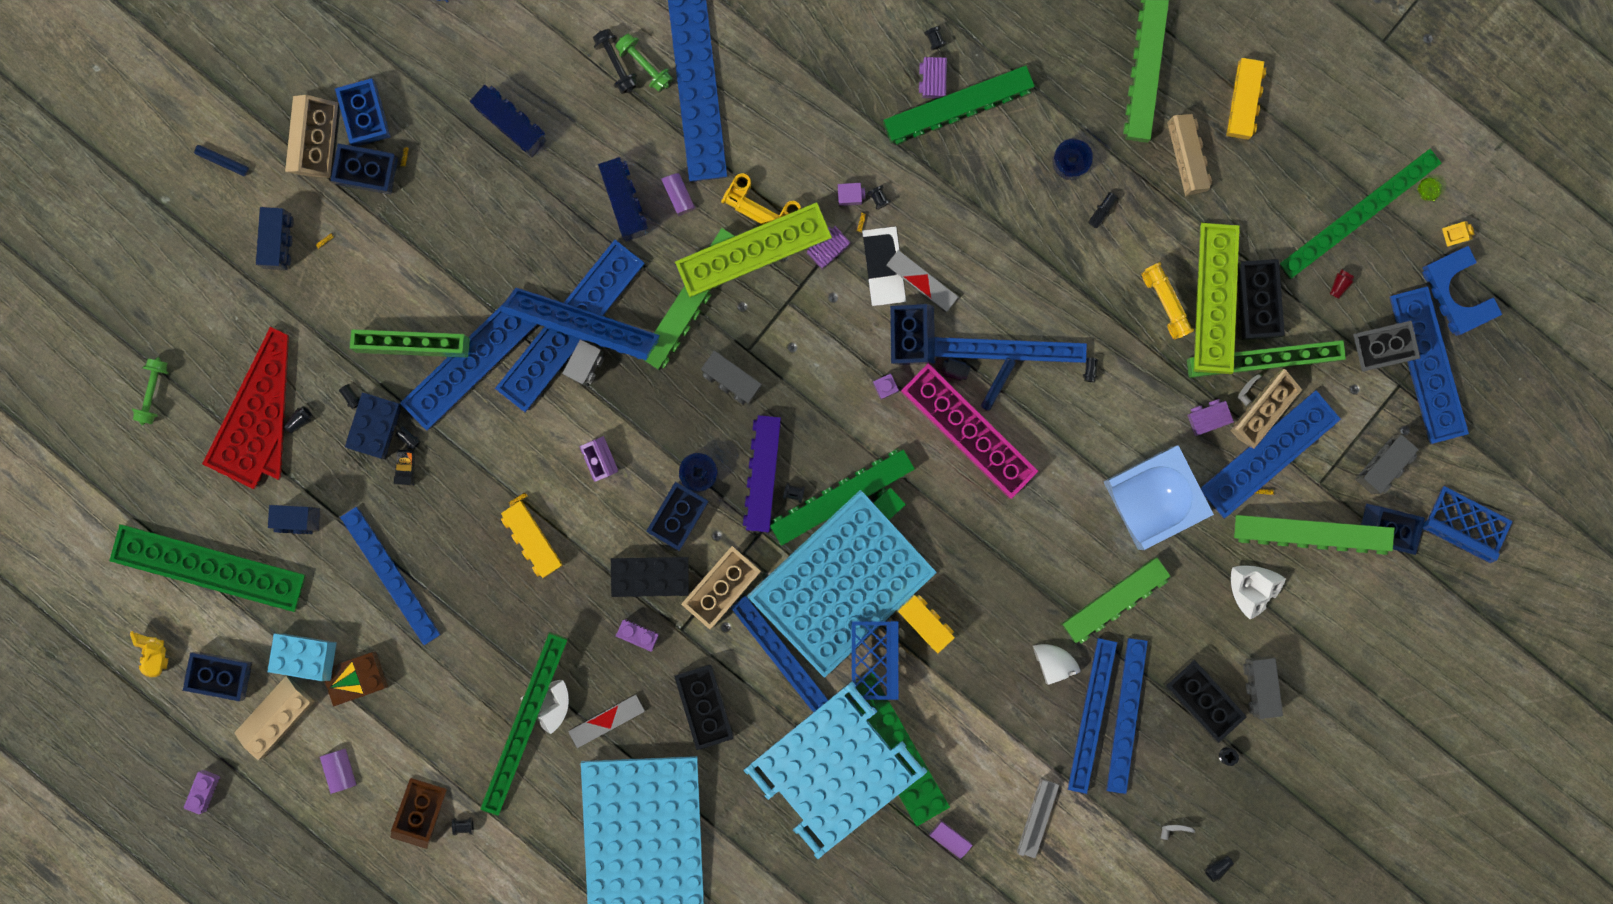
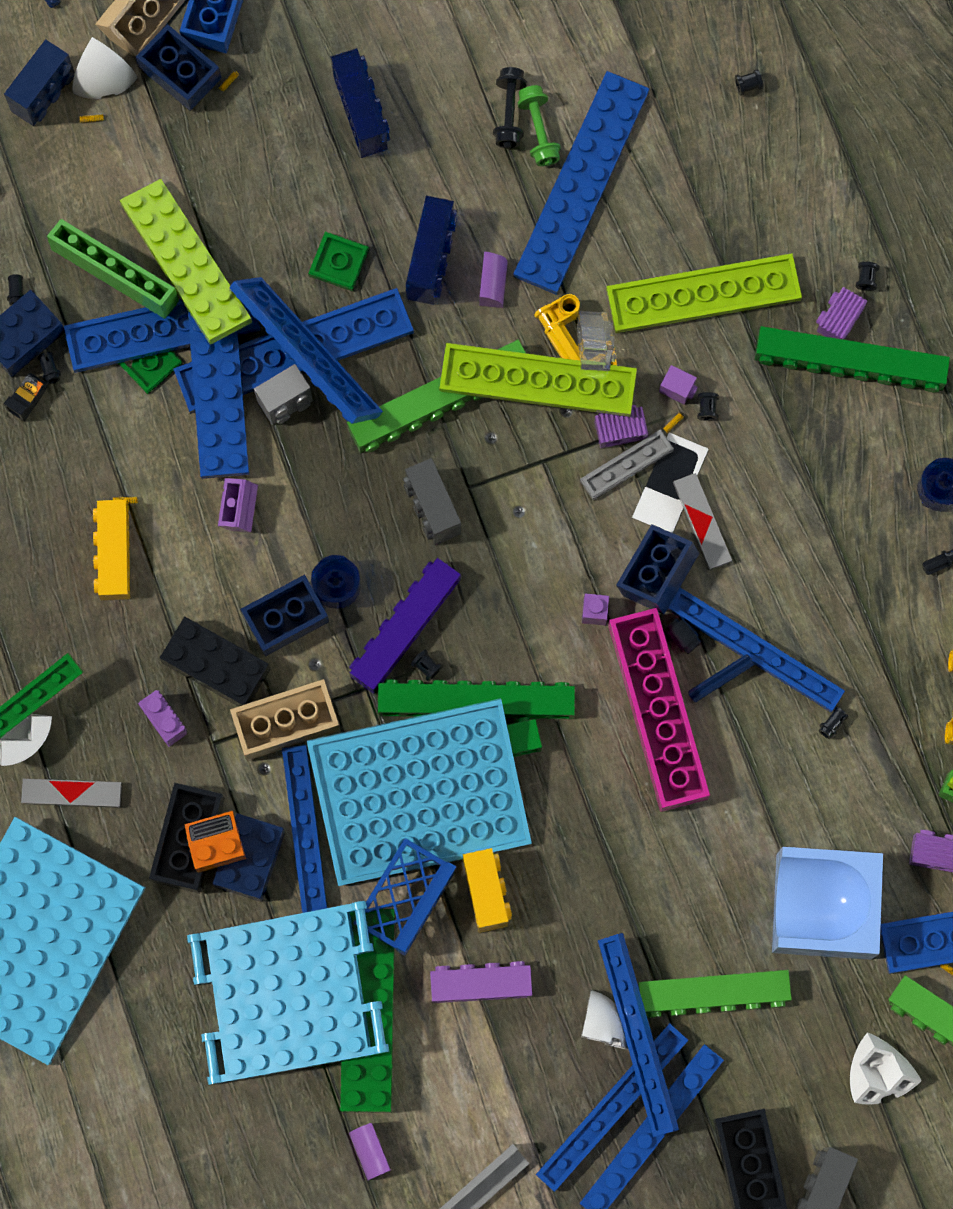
camera: 30 degrees right, 10 degrees down
(312, 205) = (101, 72): none -> white brick
(456, 308) = (185, 261): none -> lime plate
(480, 396) = (152, 370): none -> green tile
(532, 381) = (218, 405): none -> blue plate
(562, 242) = (338, 261): none -> green tile
(726, 700) = (214, 841): none -> orange slope
(753, 694) = (261, 847): none -> dark blue brick
(776, 198) = (595, 341): none -> clear brick
(829, 117) = (703, 293): none -> lime plate
(847, 271) = (626, 464): none -> light grey tile
(958, 686) = (481, 983): none -> medium lavender brick
(1083, 659) = (638, 1035): none -> blue plate

